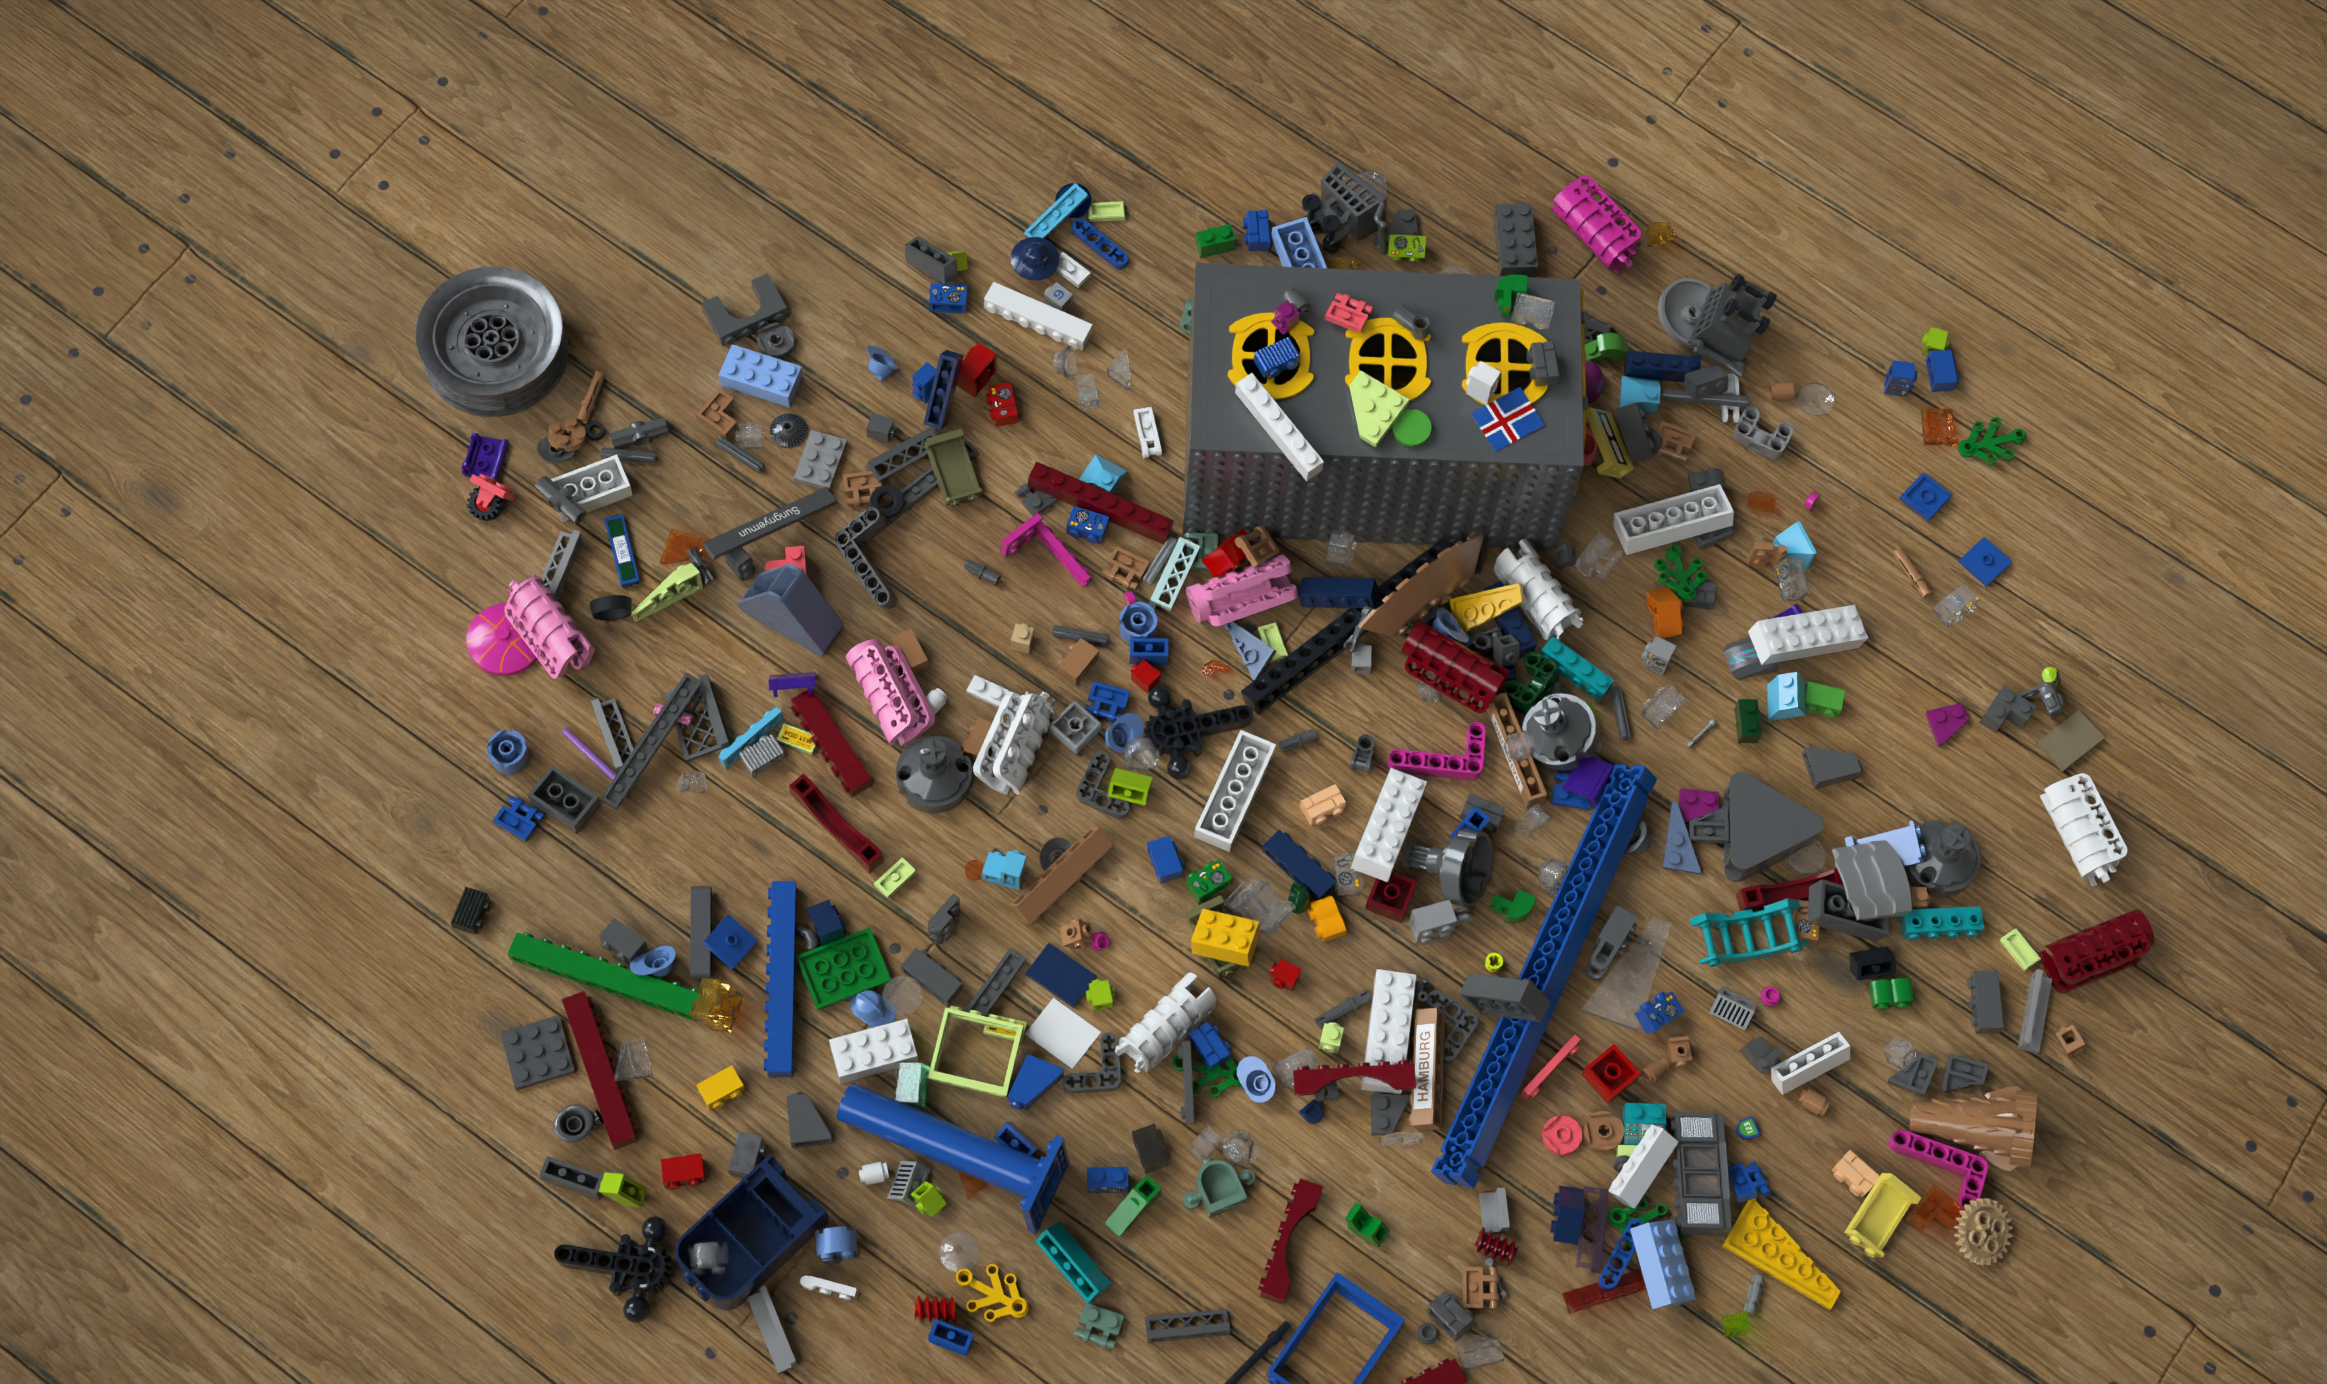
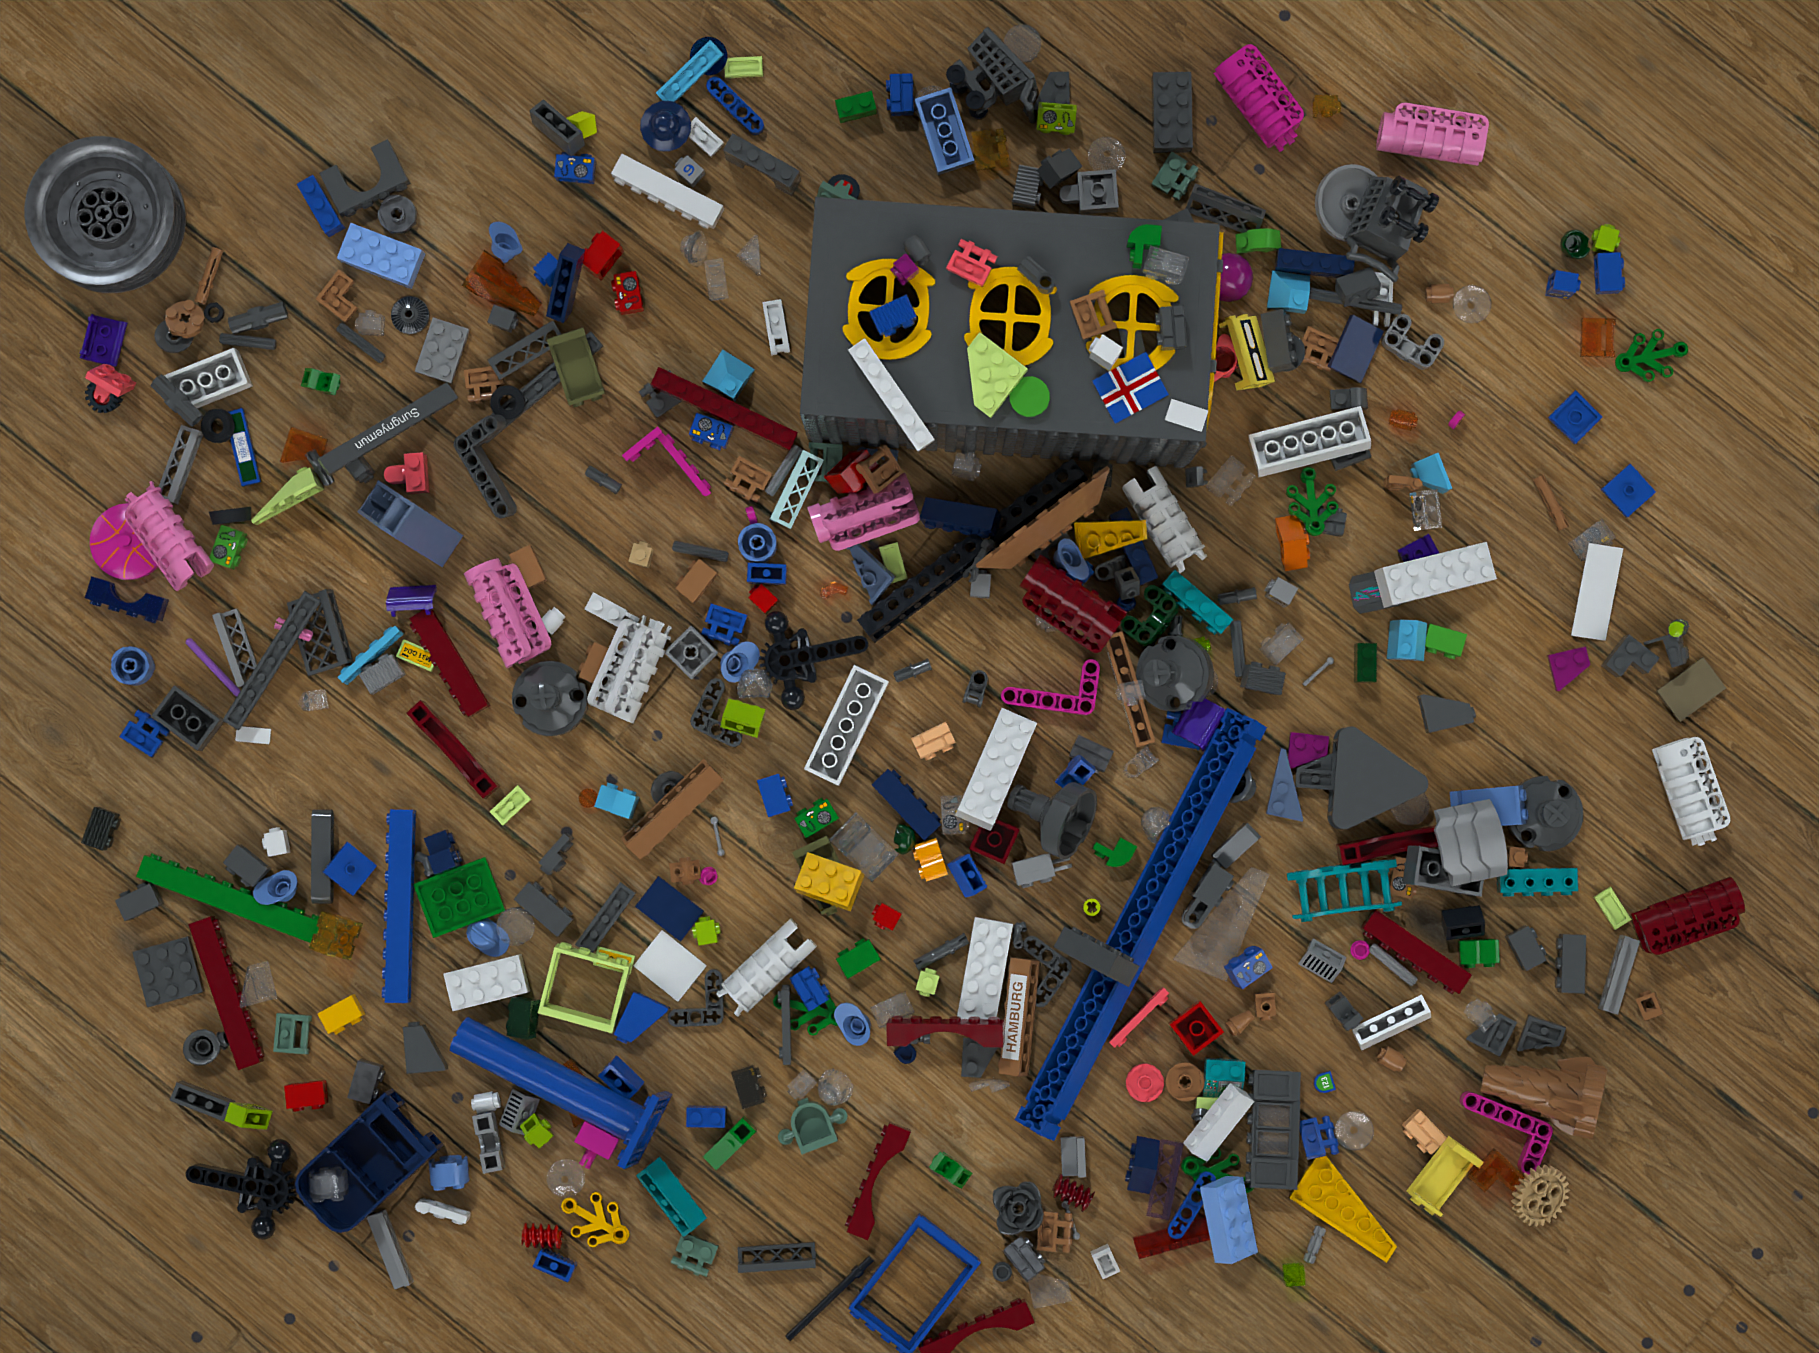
camera: 15 degrees right, 20 degrees up
(509, 981) = (139, 901): none -> dark grey brick
(526, 697) = (104, 592): none -> clear blue arch
(605, 537) = (228, 425): none -> black tyre
(607, 640) = (228, 547): none -> bright green brick
(629, 819) = (253, 735): none -> white sticker
(653, 919) = (276, 842): none -> white brick
(661, 1110) = (286, 1030): none -> sand green plate
(702, 333) = (321, 206): none -> blue brick
(702, 488) = (321, 381): none -> green brick
(865, 395) = (494, 283): none -> clear orange wedge
(878, 1211) = (491, 1150): none -> light grey arch
(994, 1205) = (597, 1142): none -> dark pink brick
(1103, 889) = (714, 821): none -> light grey hinge
(1149, 291) = (744, 153): none -> dark grey arch
(1258, 1017) = (858, 958): none -> green brick
(1365, 930) = (967, 875): none -> blue brick
(1430, 1254) = (1006, 1201): none -> dark grey brick
(1461, 355) = (1087, 318): none -> medium nougat plate
(1535, 1317) = (1105, 1261): none -> white slope
(1563, 442) = (1186, 415): none -> white sticker
(1616, 664) = (1237, 596): none -> dark grey axle
(1638, 891) = (1235, 846): none -> dark grey slope
(1648, 738) = (1263, 679): none -> dark grey brick
(1708, 439) = (1355, 348): none -> dark blue tile
(1764, 254) = (1434, 135): none -> bright pink piece
(1790, 1168) = (1361, 1137): none -> clear dish
(1806, 1010) = (1392, 964): none -> light grey axle
(1828, 995) = (1415, 951): none -> dark red brick
(1906, 346) = (1575, 244): none -> dark green hair
(1938, 988) = (1526, 948): none -> dark grey brick
(1967, 651) = (1597, 591): none -> white sticker

